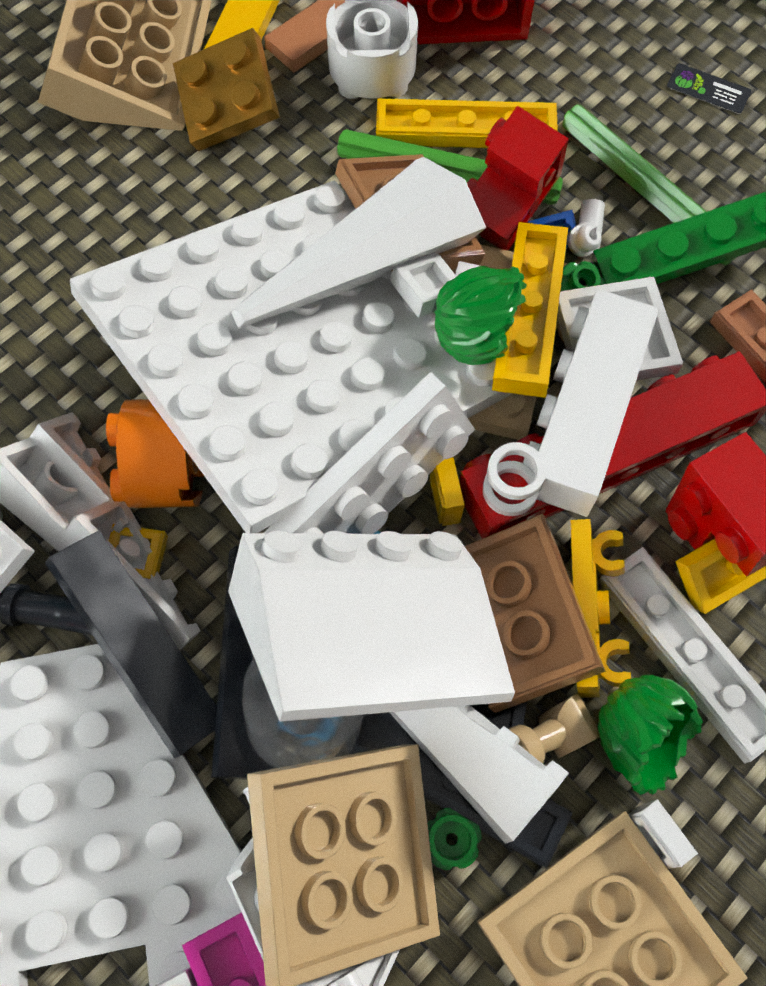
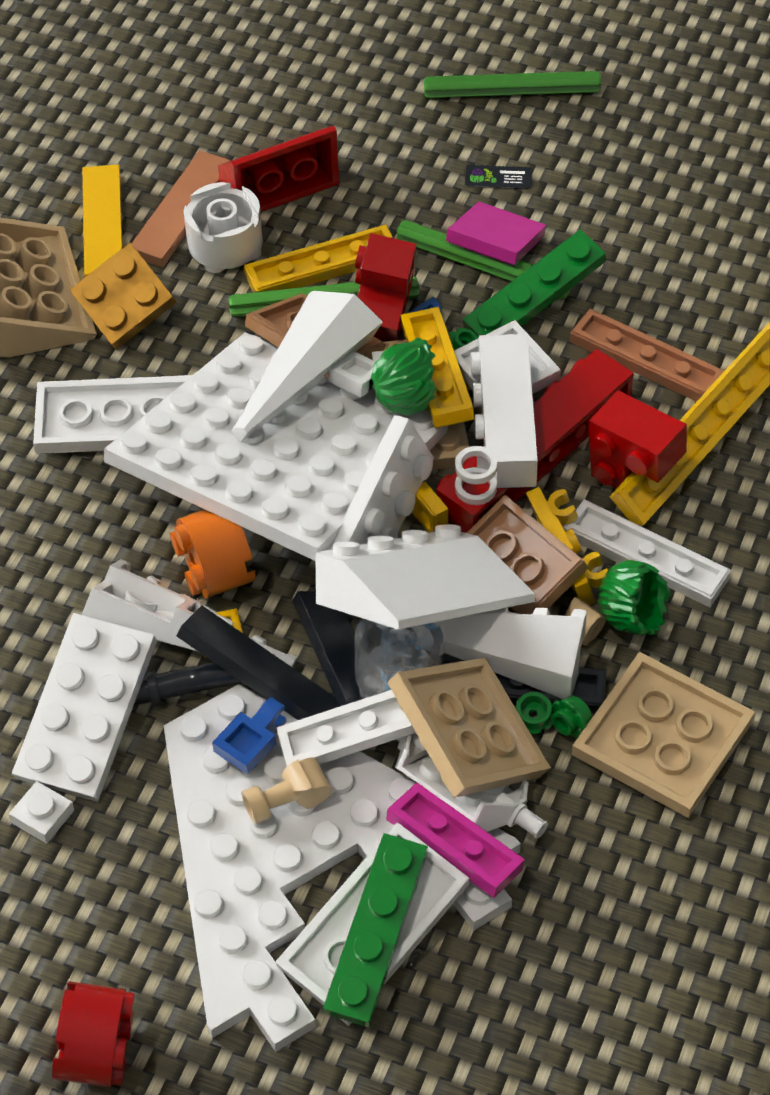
camera: 20 degrees left, 15 degrees down
(70, 740) = (250, 739): none -> blue plate
(98, 846) = (301, 783): none -> tan leg
(122, 214) = (94, 411): none -> white plate
(176, 787) = (345, 729): none -> white plate
(496, 870) = (570, 716): none -> green plate
(587, 234) = (452, 307): white arm -> none
(663, 834) = (669, 652): white tile -> none
(677, 156) = (496, 233): none -> dark pink tile

